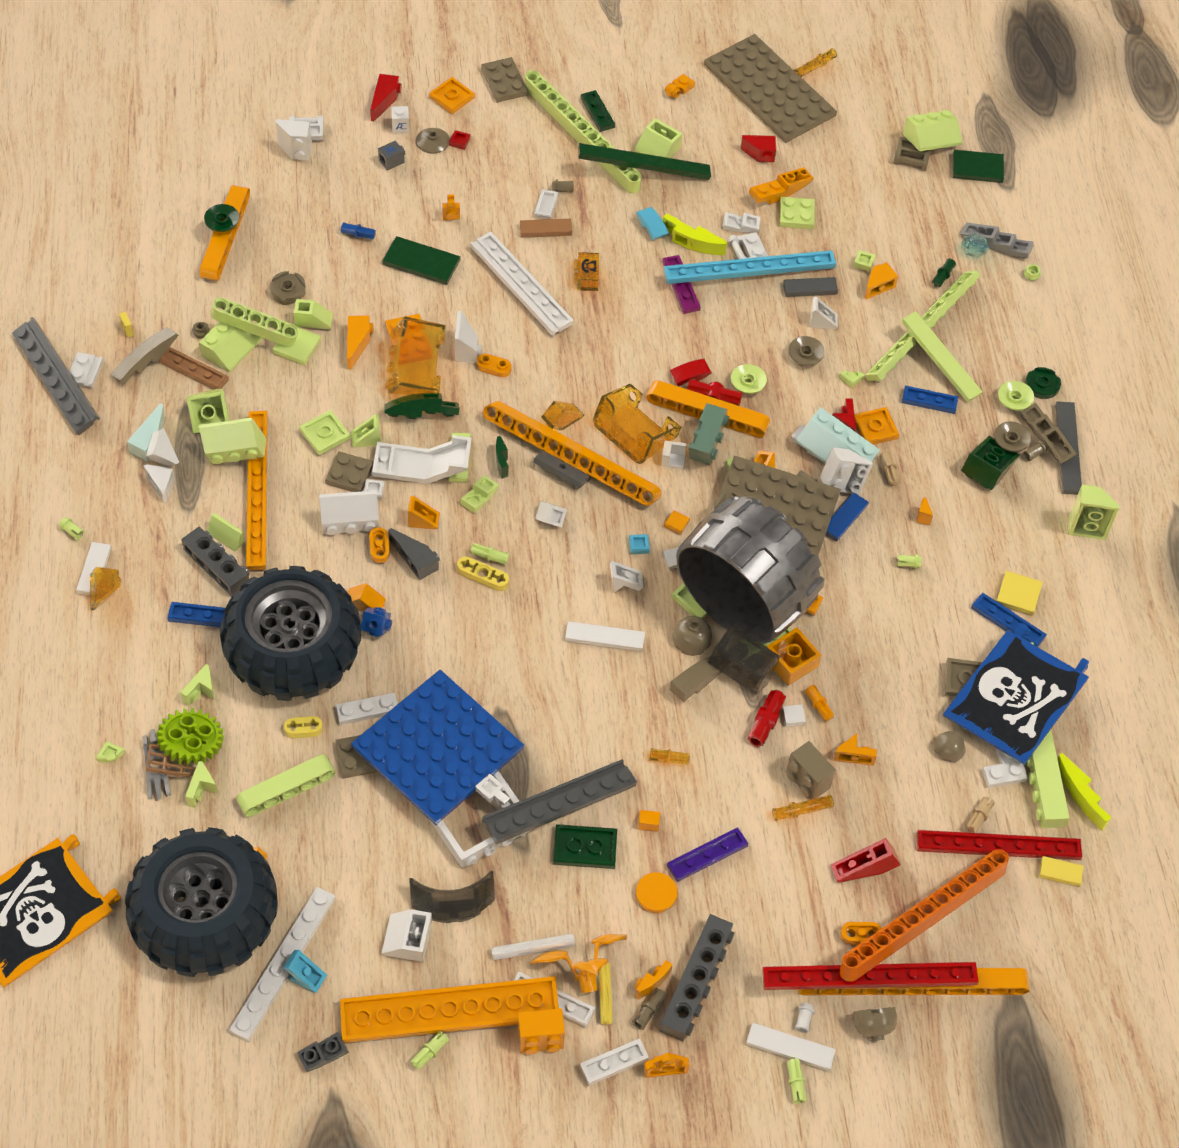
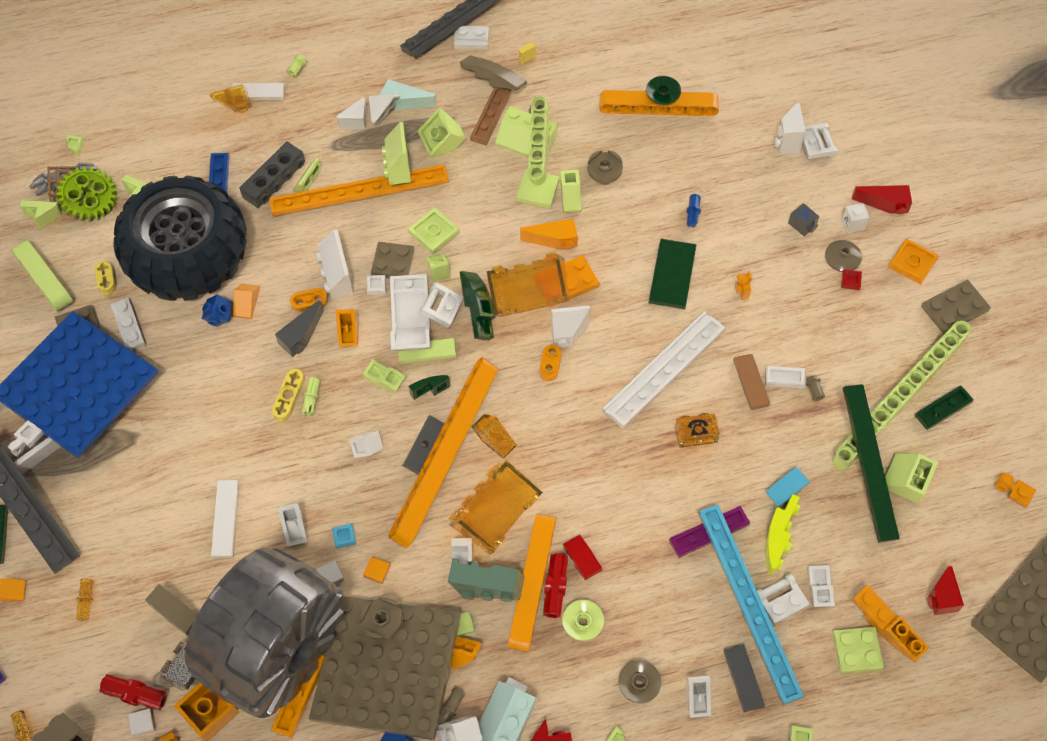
camera: 85 degrees right, 5 degrees up
(415, 430) = (447, 307): none -> white plate

